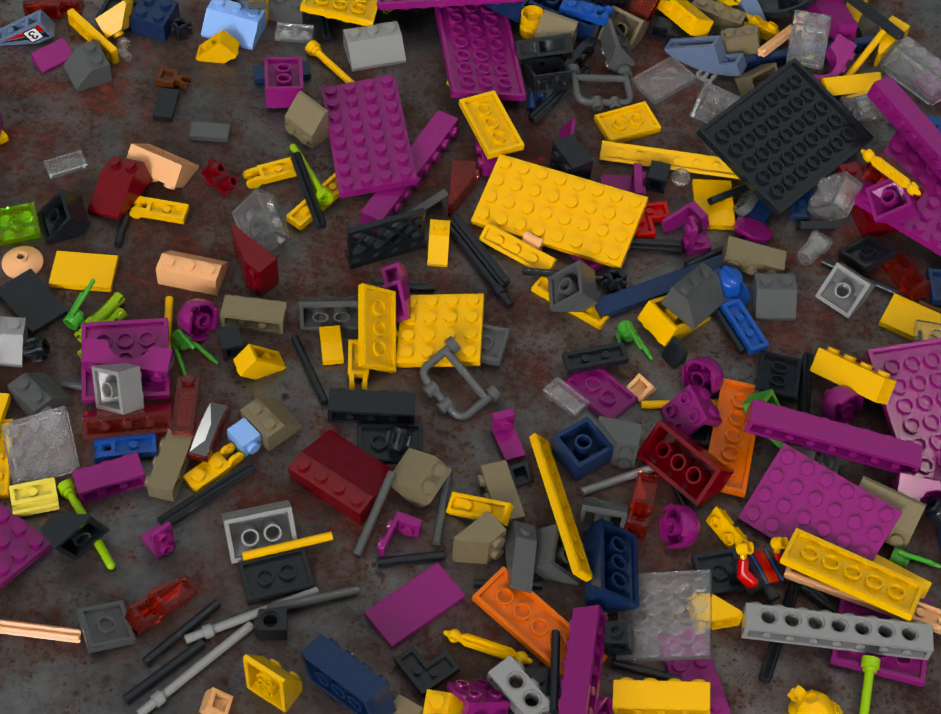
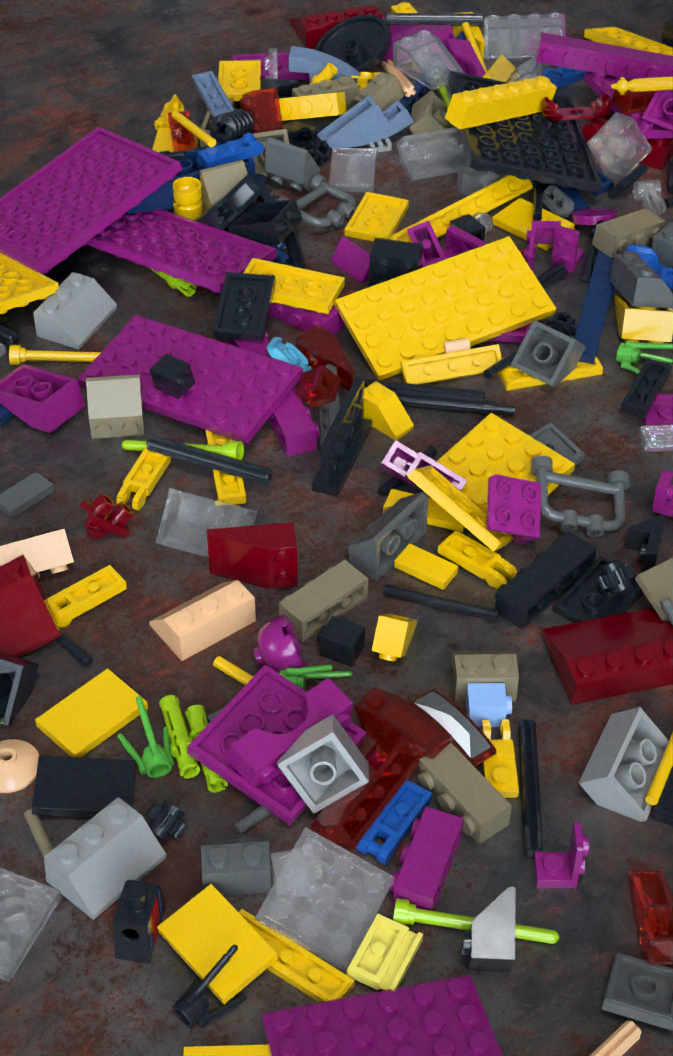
camera: 45 degrees left, 10 degrees down
(348, 126) = (172, 376): none -> black brick
(398, 352) = (514, 508): none -> magenta bracket
(412, 197) = (318, 386): none -> clear red brick
(434, 168) = (287, 353): none -> medium azure tile
(443, 116) = (244, 306): none -> black plate
(459, 439) = (646, 539): none -> black slope
(610, 164) = (425, 235): none -> magenta slope
(653, 45) = (318, 150): none -> black gear
(784, 105) = (499, 102): none -> yellow brick
(827, 141) = (597, 110): none -> dark red piece

